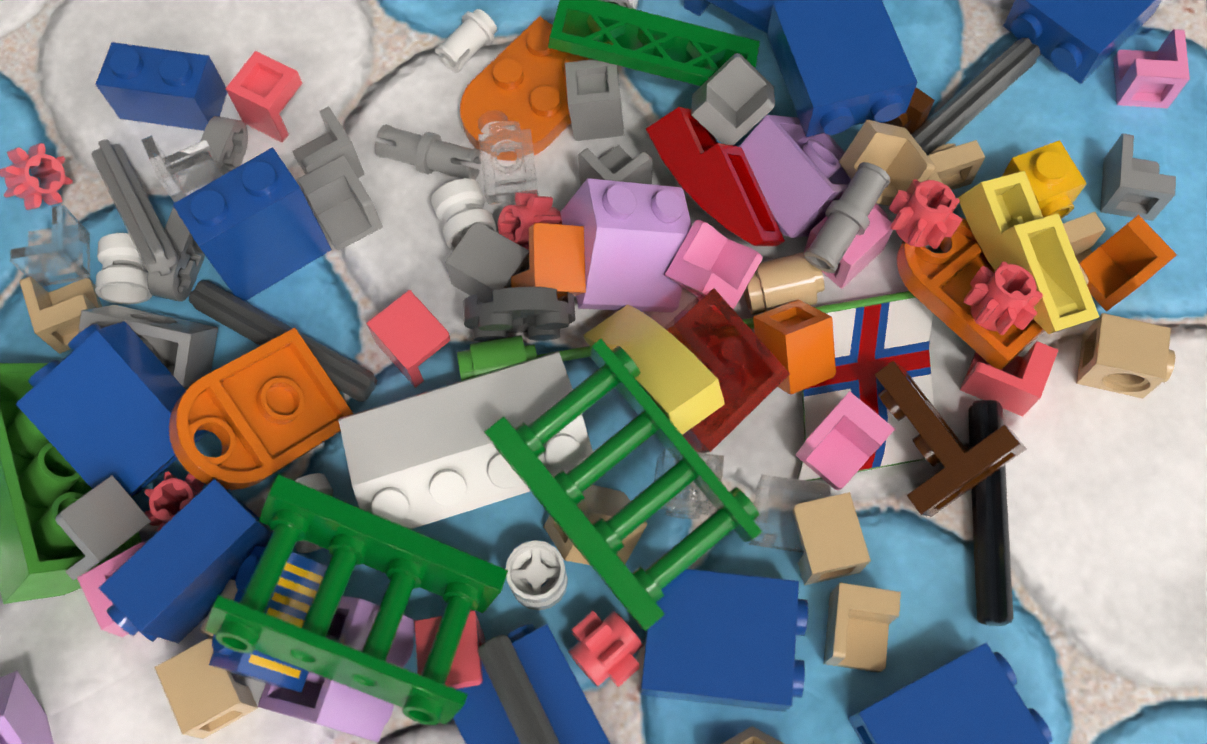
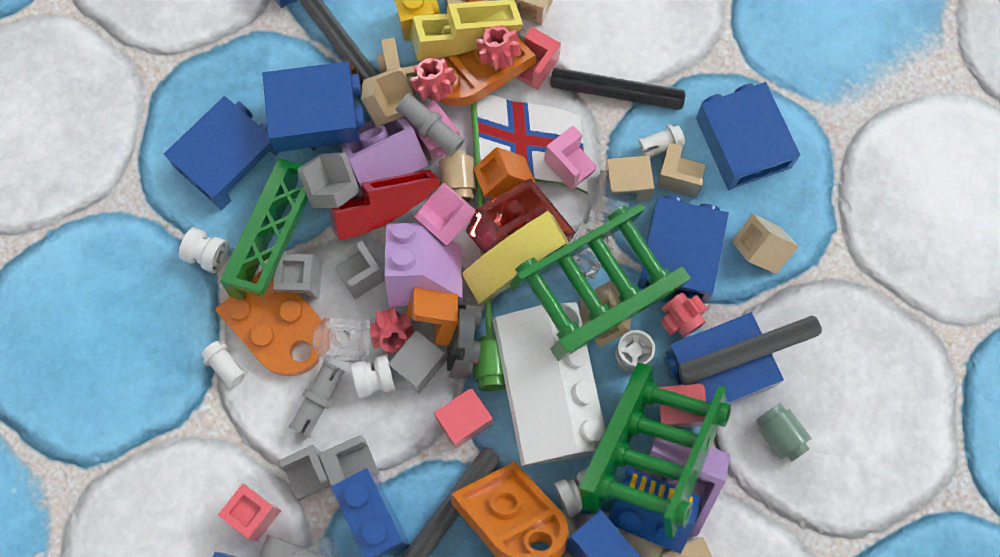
camera: 85 degrees left, 5 degrees up
(916, 602) = (658, 142): none -> white pin
(940, 444) = (581, 103): reddish brown bracket -> none

